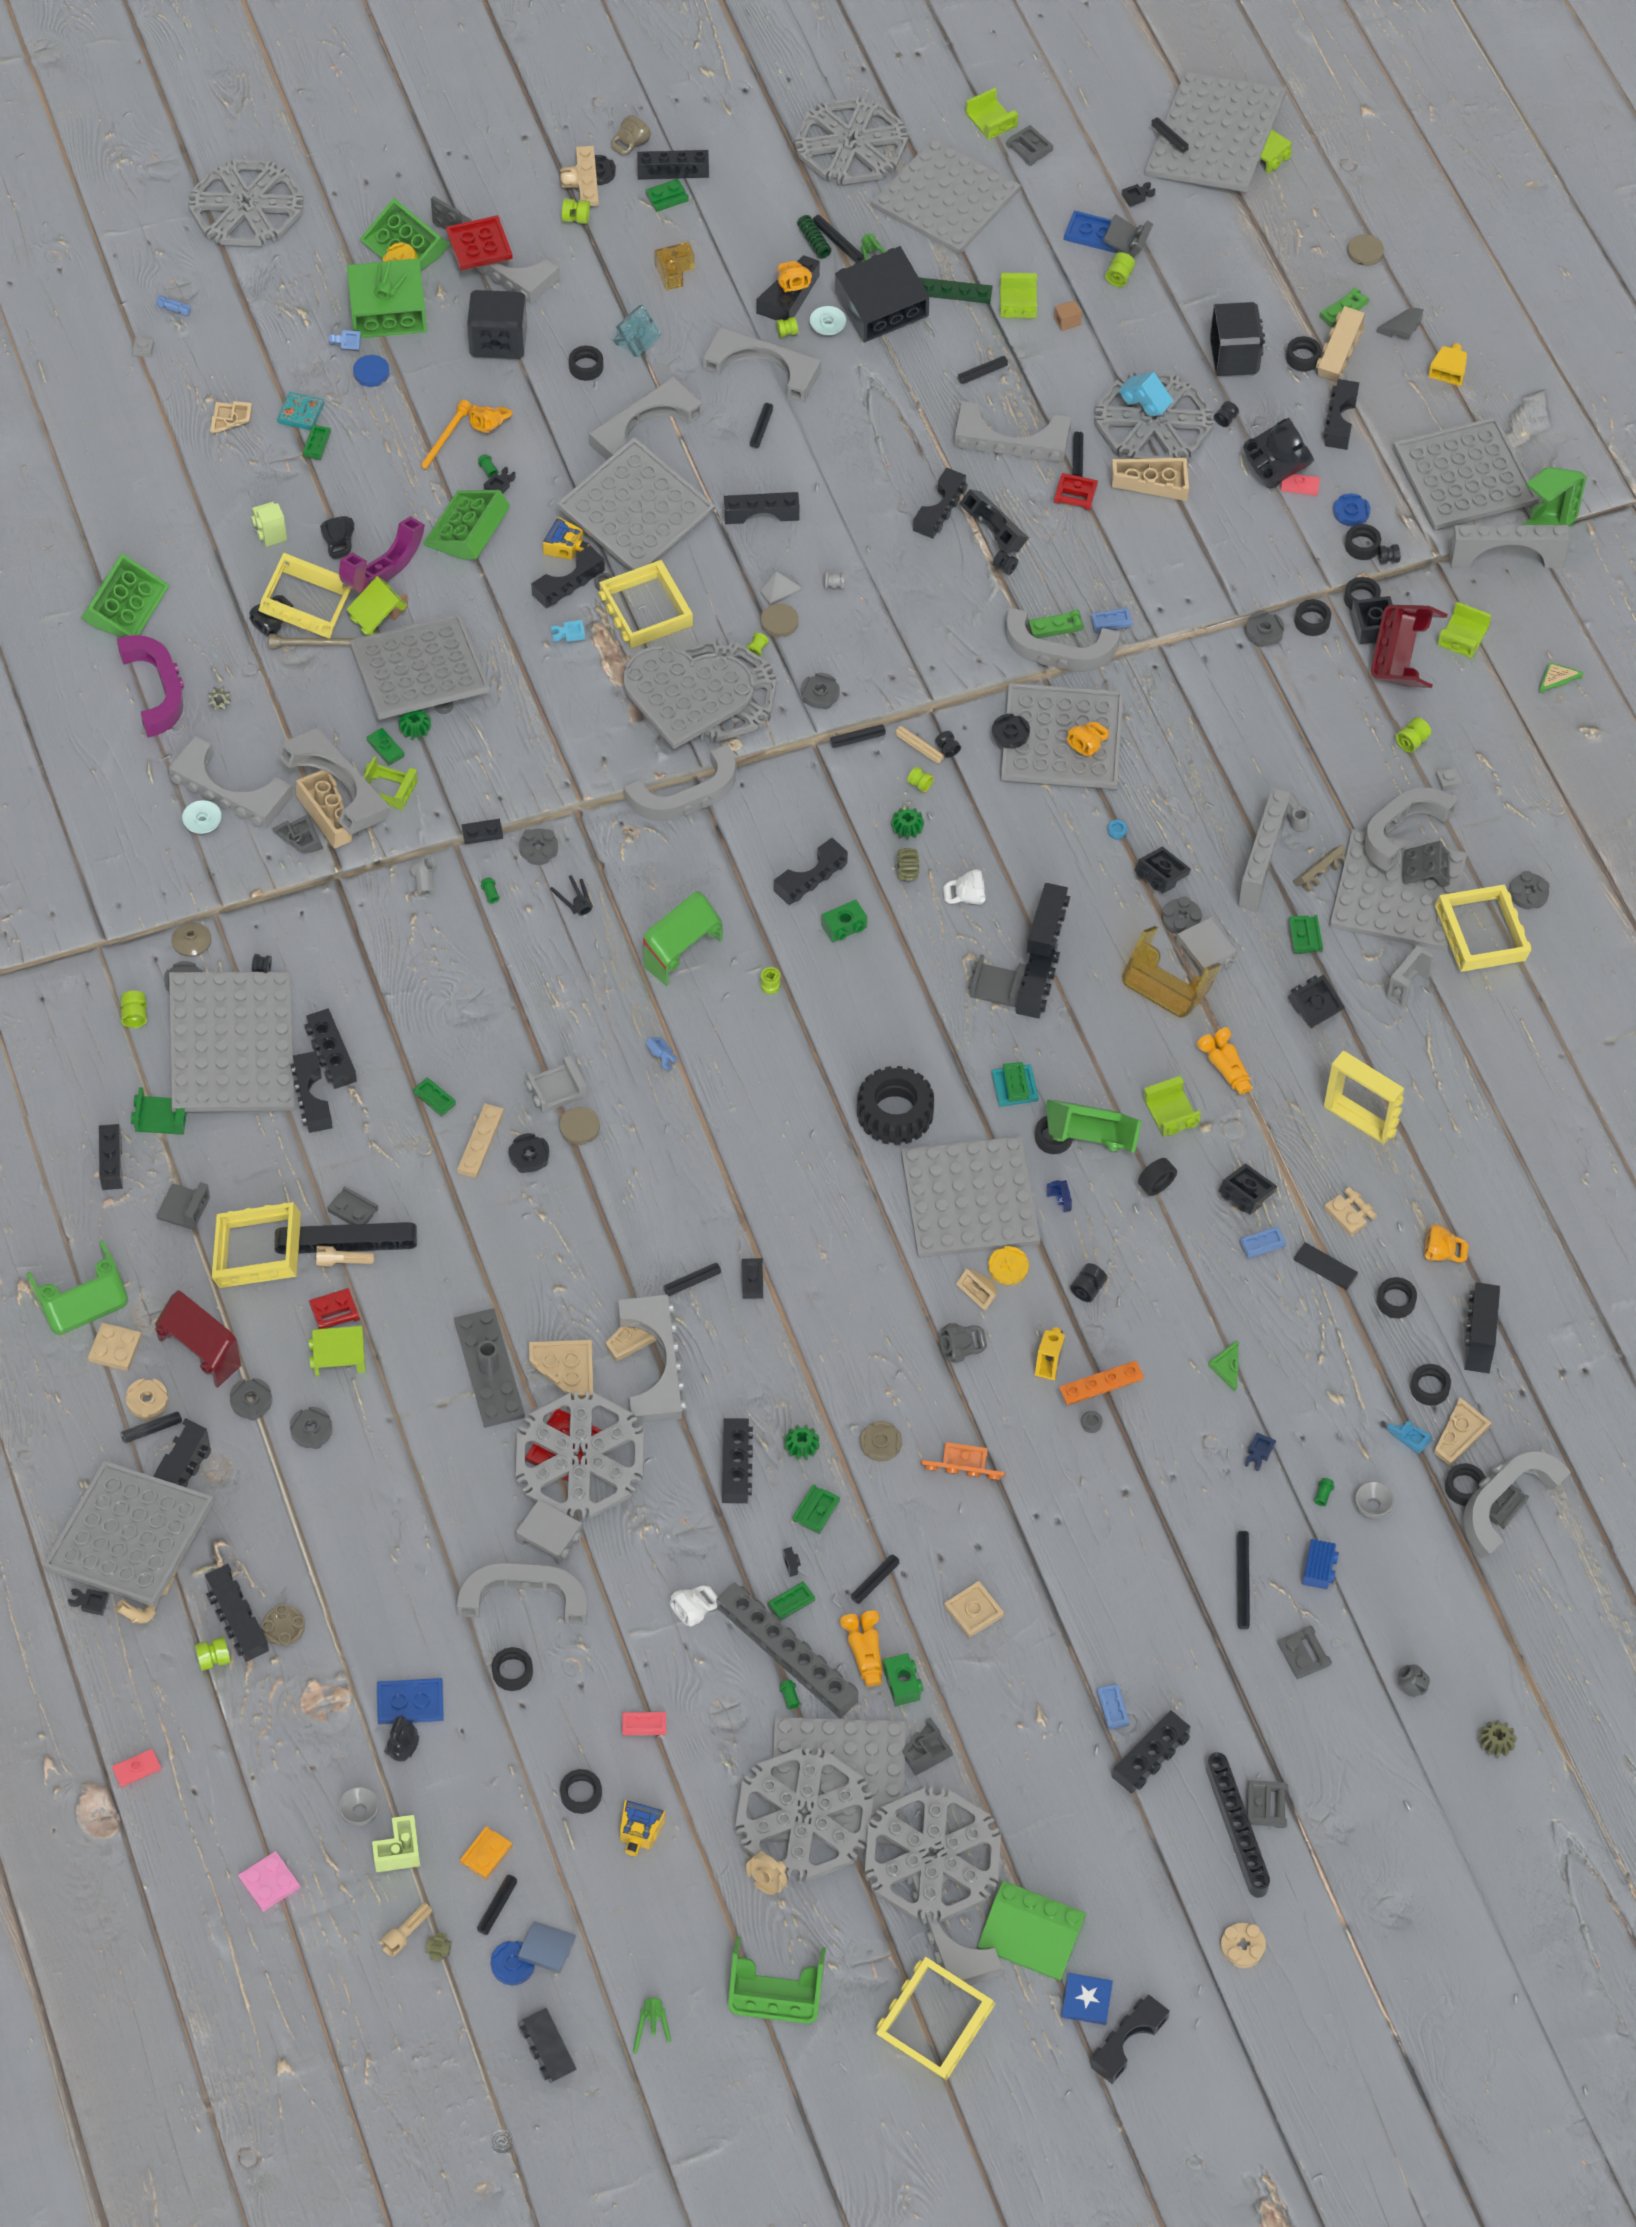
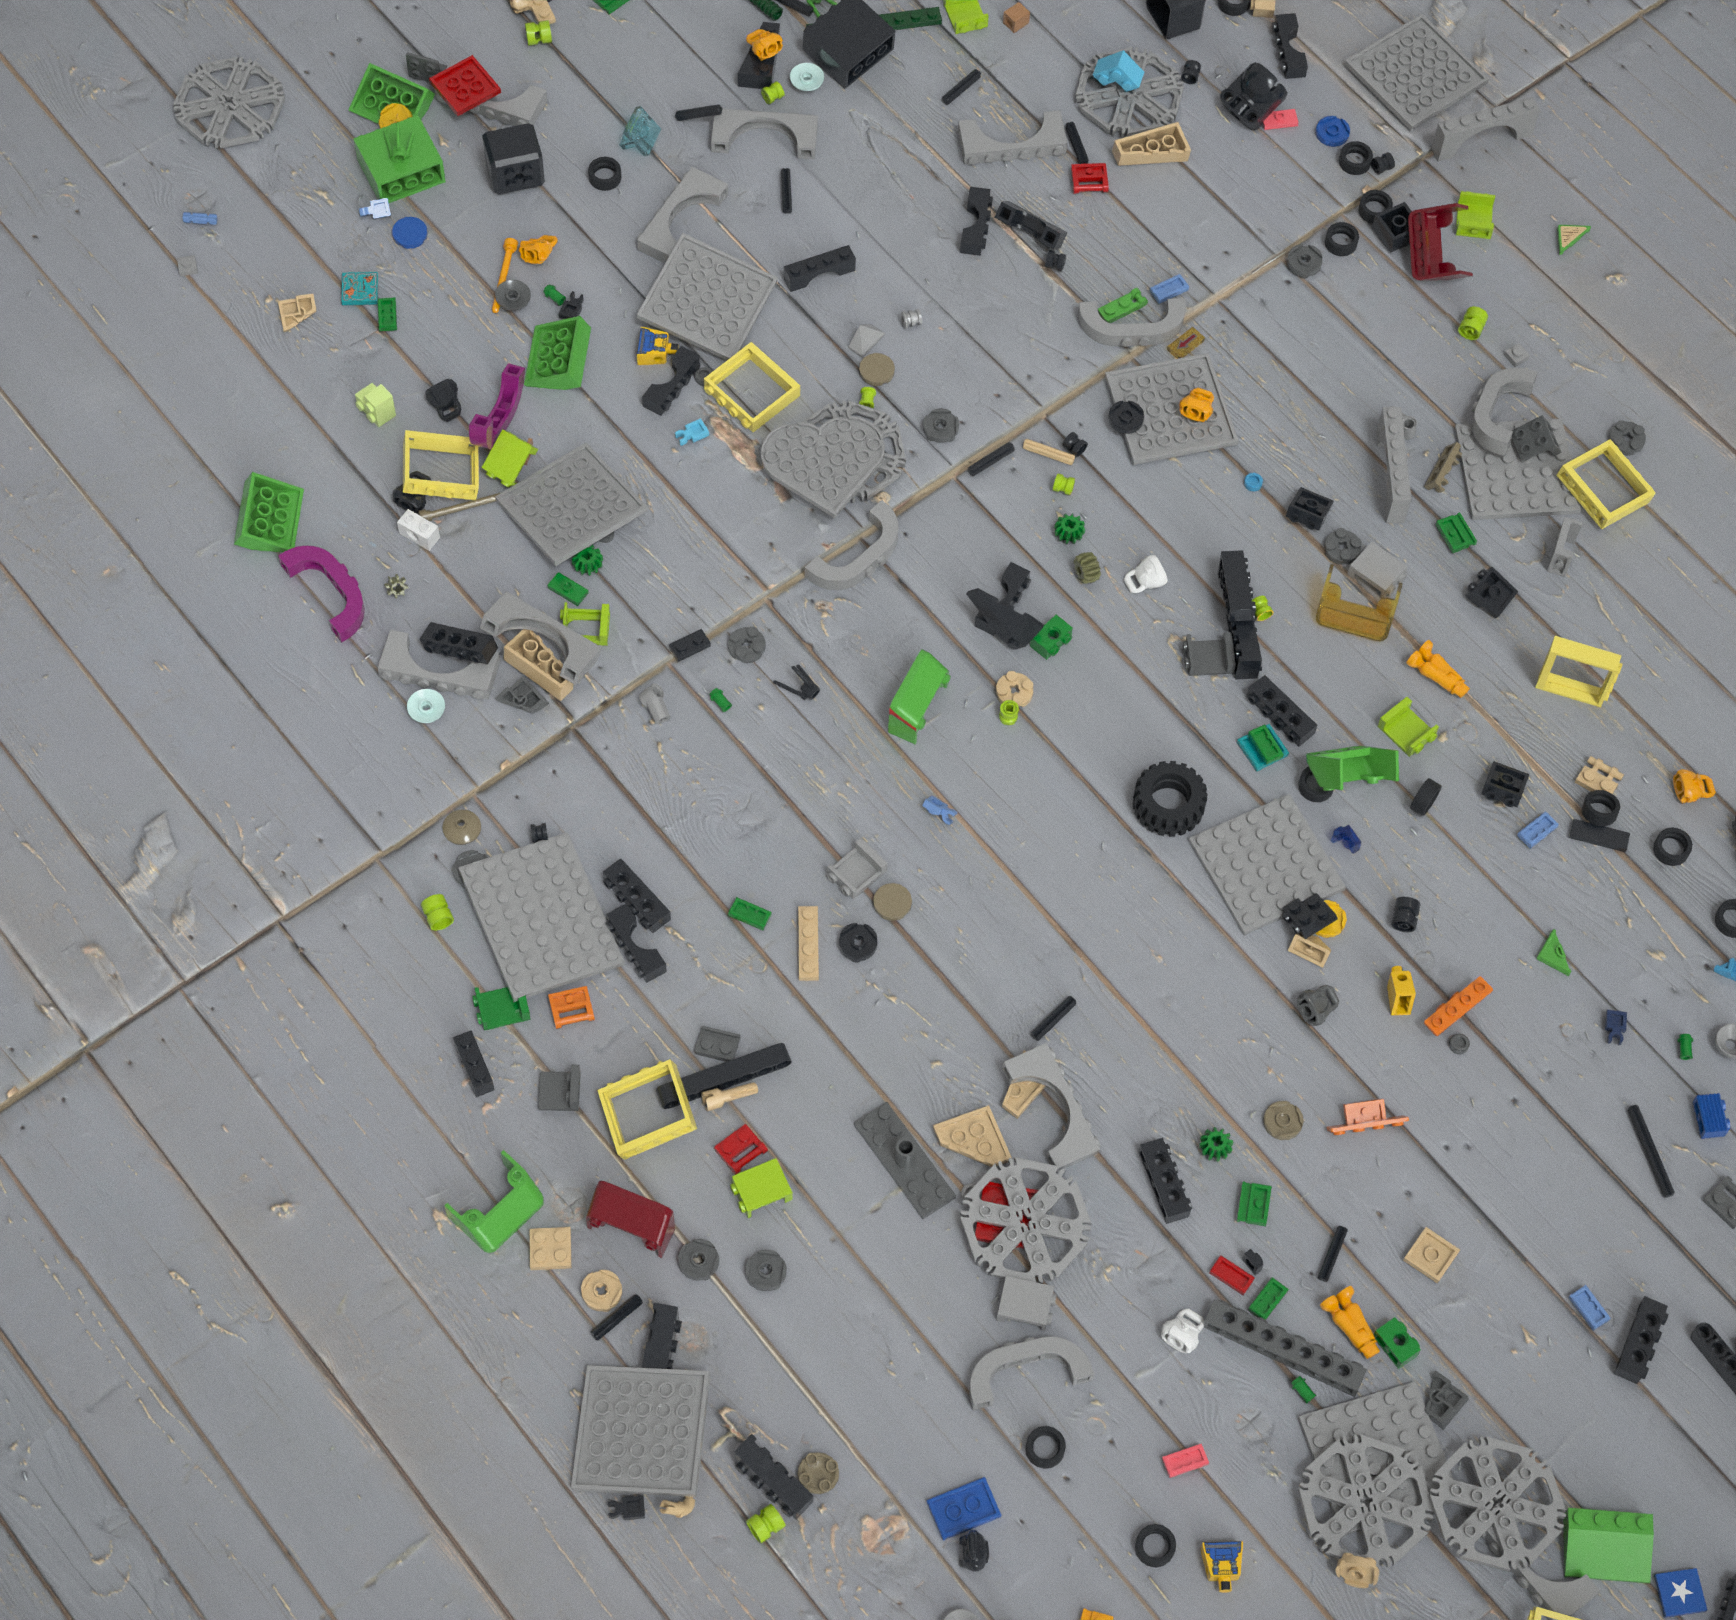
camera: 20 degrees left, 5 degrees up
(226, 1127) = (570, 1001): none -> orange plate
(255, 766) = (459, 643): none -> black brick
(262, 651) = (418, 529): none -> white brick
(446, 449) = (512, 289): none -> dark grey dish
(672, 263) = (646, 60): clear yellow brick -> none
(702, 327) = (699, 112): none -> black axle
(752, 1278) = (1107, 1001): black plate -> none
(766, 1569) = (1232, 1275): none -> red tile
(790, 952) = (1015, 680): none -> tan plate
(804, 898) = (1008, 624): none -> black wedge
(988, 1255) = (1309, 915): none -> black plate
(1039, 1029) = (1280, 701): none -> black brick
(1070, 953) = (1263, 611): none -> lime wheel
(1106, 677) = (1186, 343): none -> clear yellow tile
(1340, 1228) = (1605, 798): none -> black tyre
(1561, 496) = (1513, 72): bright green windscreen -> none

